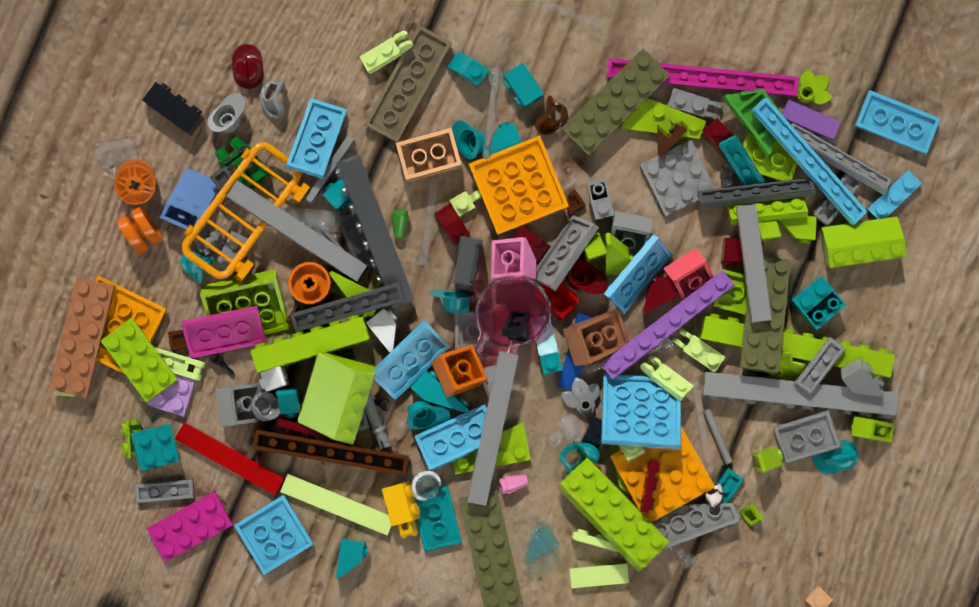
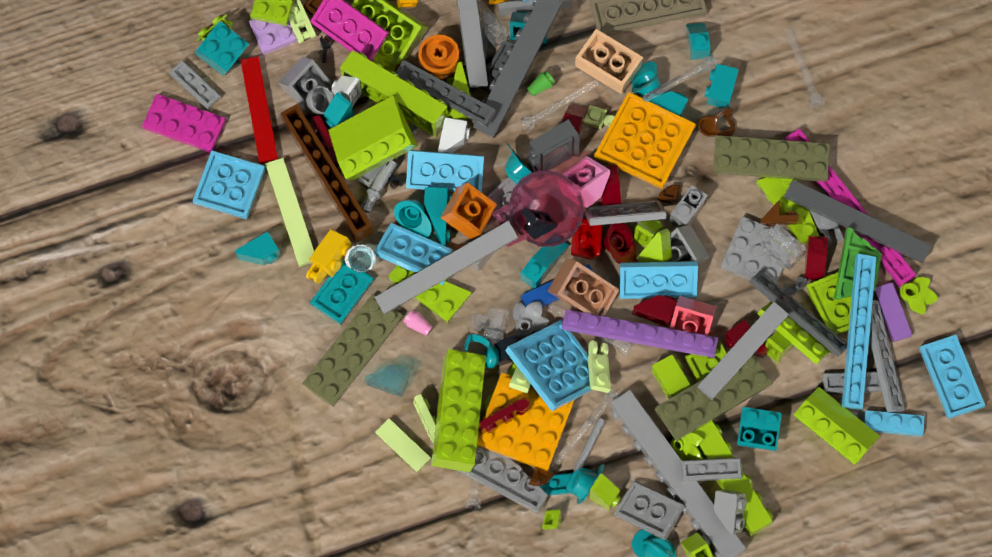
camera: 50 degrees right, 15 degrees down
(695, 157) = (782, 247): none -> clear brick
(700, 351) = (642, 377): yellowish green hinge -> none
(721, 83) = (857, 221): none -> dark grey tile
(741, 161) = (812, 283): teal tile -> none
(746, 466) = (582, 481): none -> teal piece
(800, 229) = (803, 371): lime slope -> none

